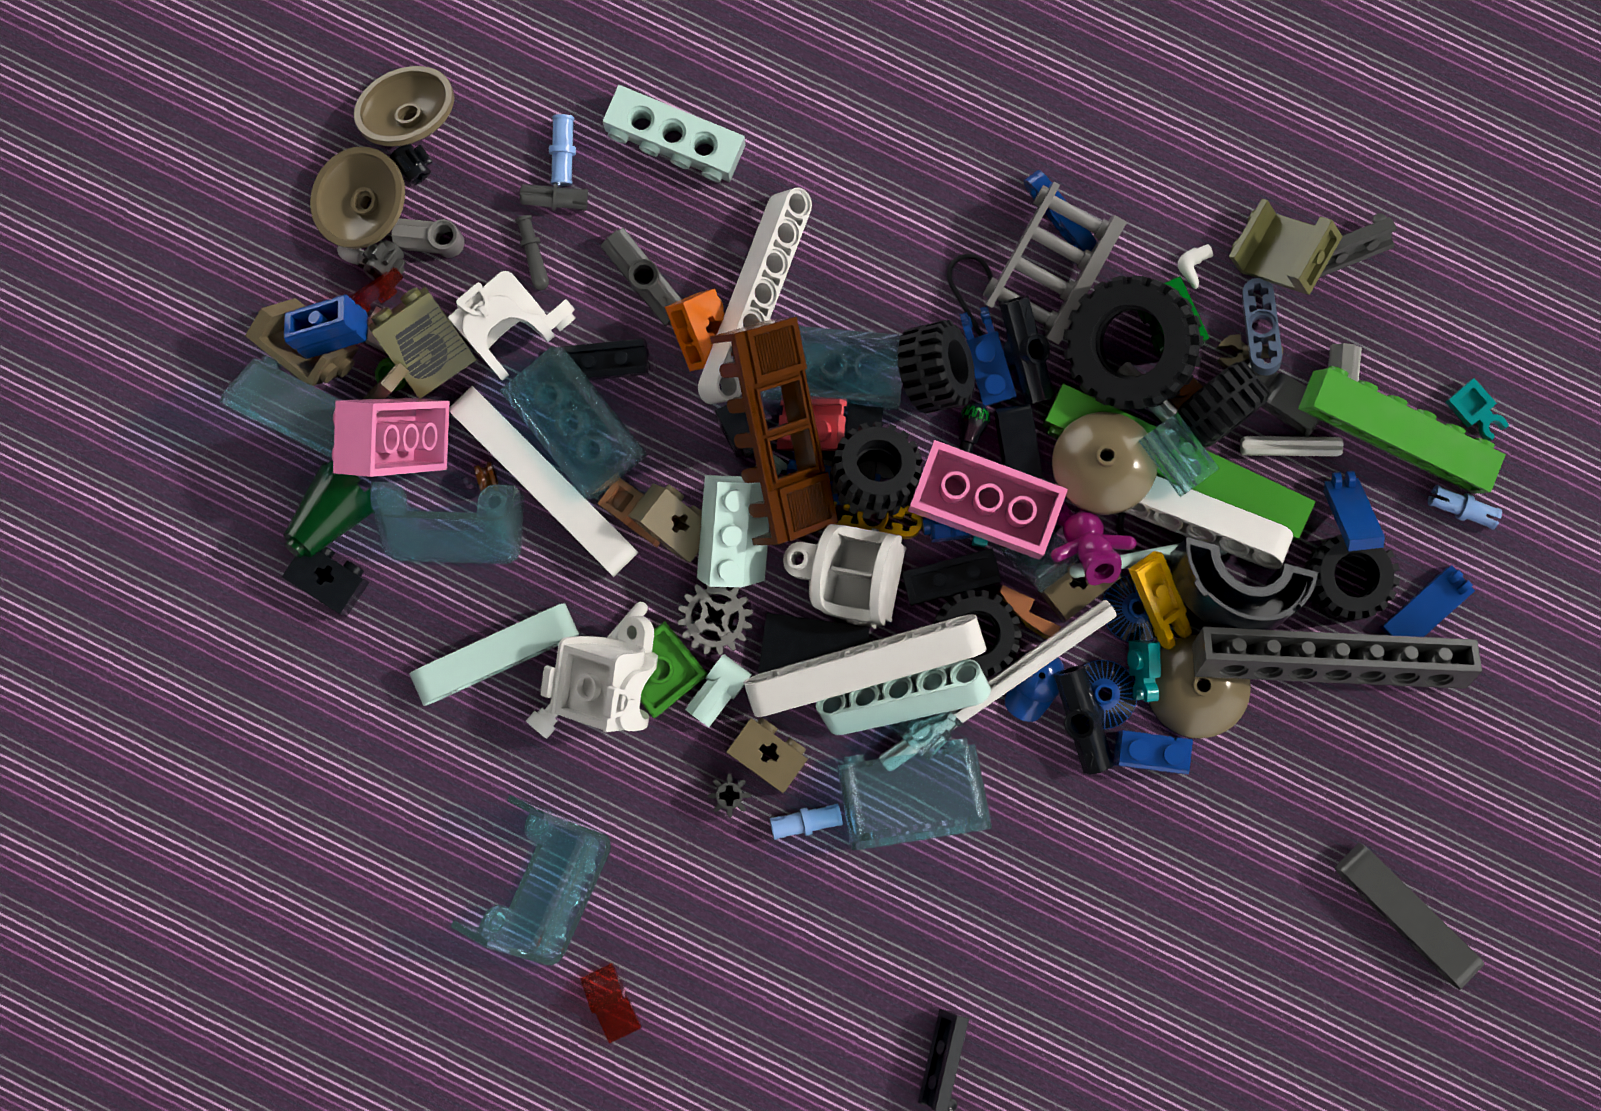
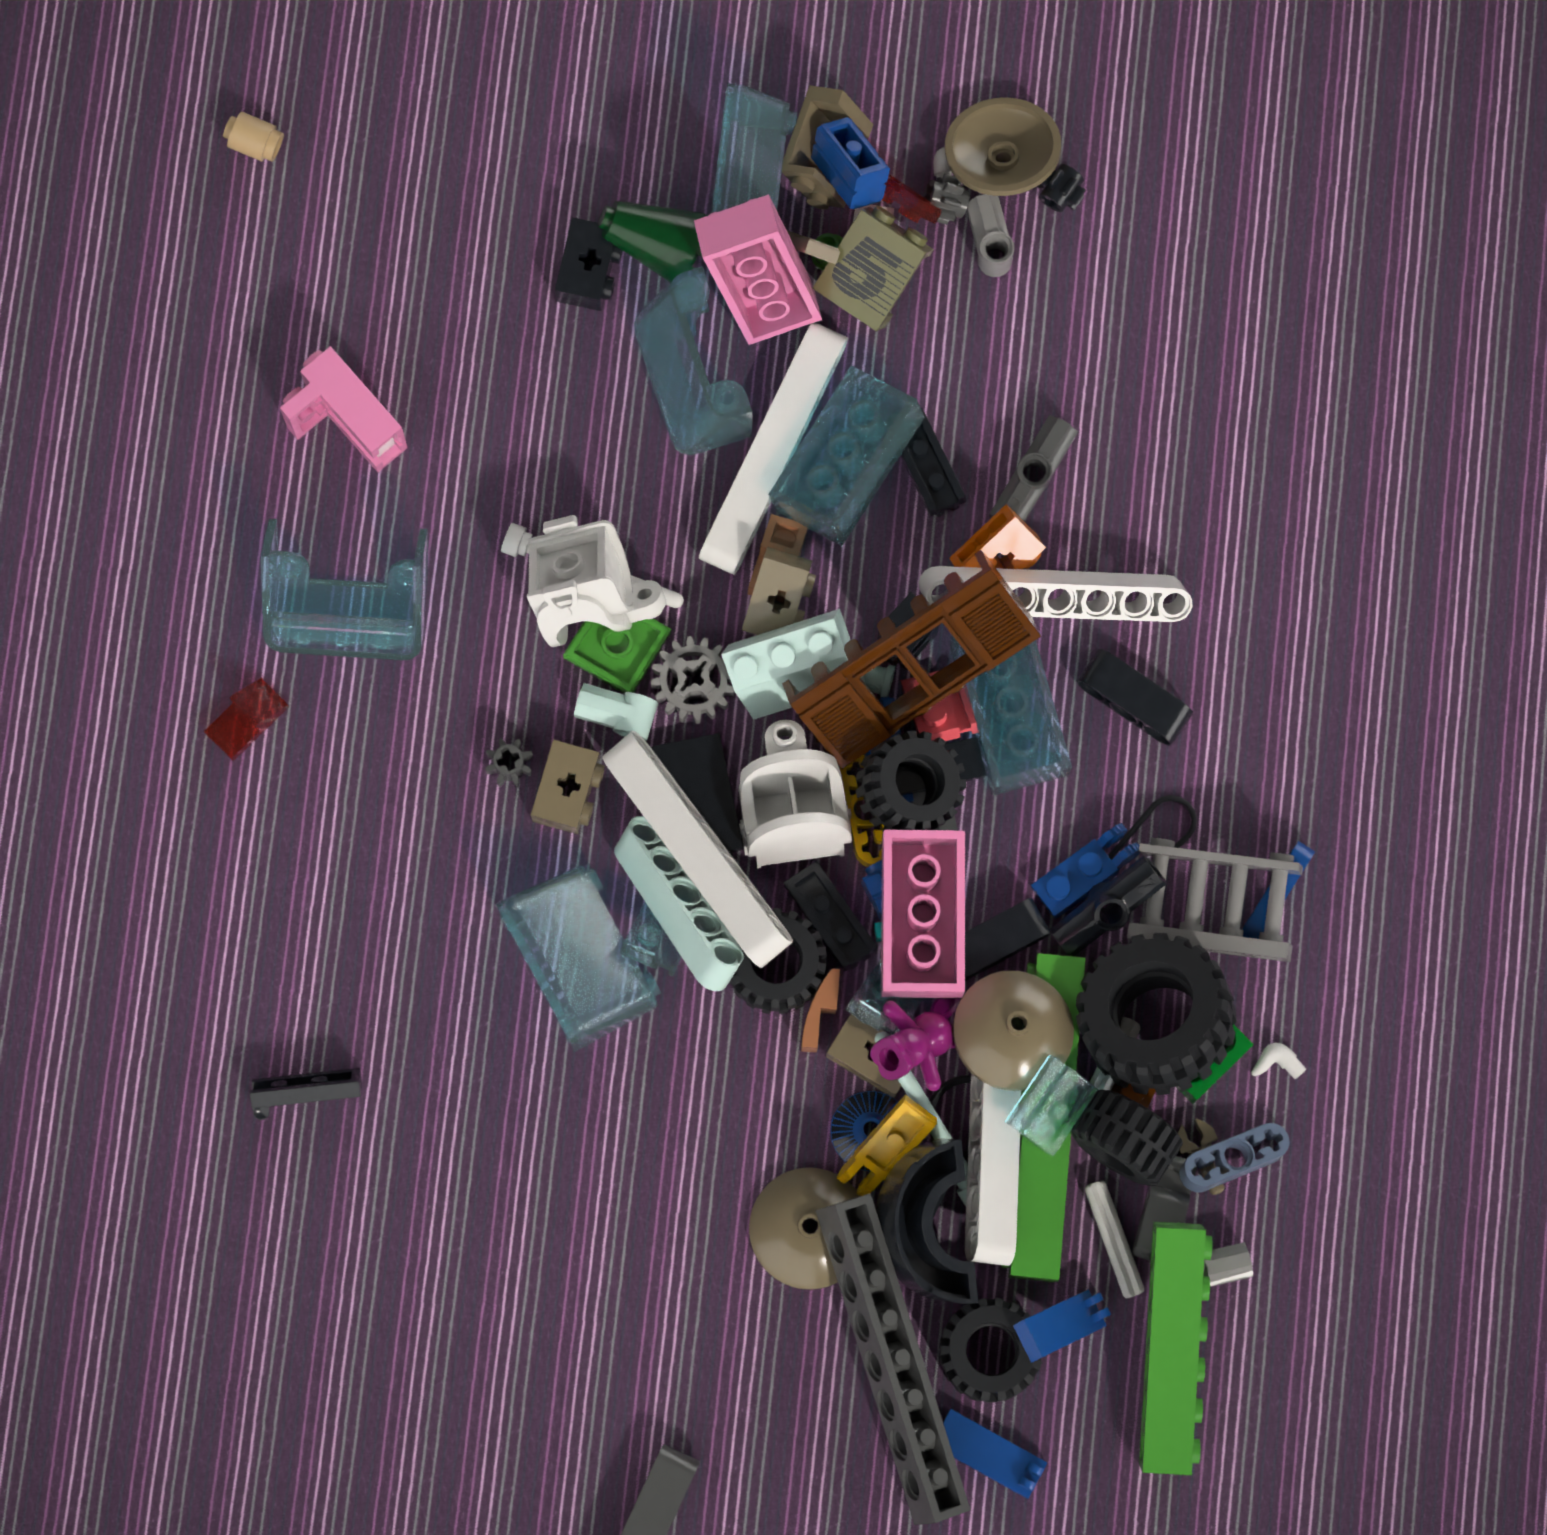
camera: 70 degrees right, 5 degrees down
(104, 823) = (253, 137): none -> tan brick
(362, 827) = (338, 393): none -> bright pink brick
(404, 106) = (1120, 158): dark tan dish -> none
(486, 475) = (757, 388): reddish brown bush -> none
(493, 309) = (935, 327): white animal -> none
(493, 654) = (570, 463): light aqua beam -> none
(530, 244) = (1025, 343): dark grey piece -> none
(554, 197) = (1085, 350): dark grey axle -> none
(562, 150) = (1139, 339): light blue pin -> none
(630, 106) = (1211, 390): light aqua brick -> none
(806, 821) = (509, 853): light blue pin -> none
(859, 265) = (1134, 697): none -> black beam
(936, 367) = (1049, 812): black tyre -> none
(972, 422) = (1007, 880): black piece -> none
(1029, 664) = (762, 1026): white axle -> none
(1034, 695) = (731, 1050): blue cap -> none
(1088, 739) = (711, 1122): black piece -> none
(1120, 684) = (762, 1148): dish -> none
(1145, 665) = (810, 1156): teal plate -> none
(1153, 752) = (717, 1198): blue brick -> none
(1284, 248) = (1330, 1148): olive panel -> none
(1362, 244) = (1361, 1227): dark grey hinge -> none
(1464, 507) = (1118, 1456): light blue pin -> none
(1473, 405) = (1236, 1426): teal plate -> none

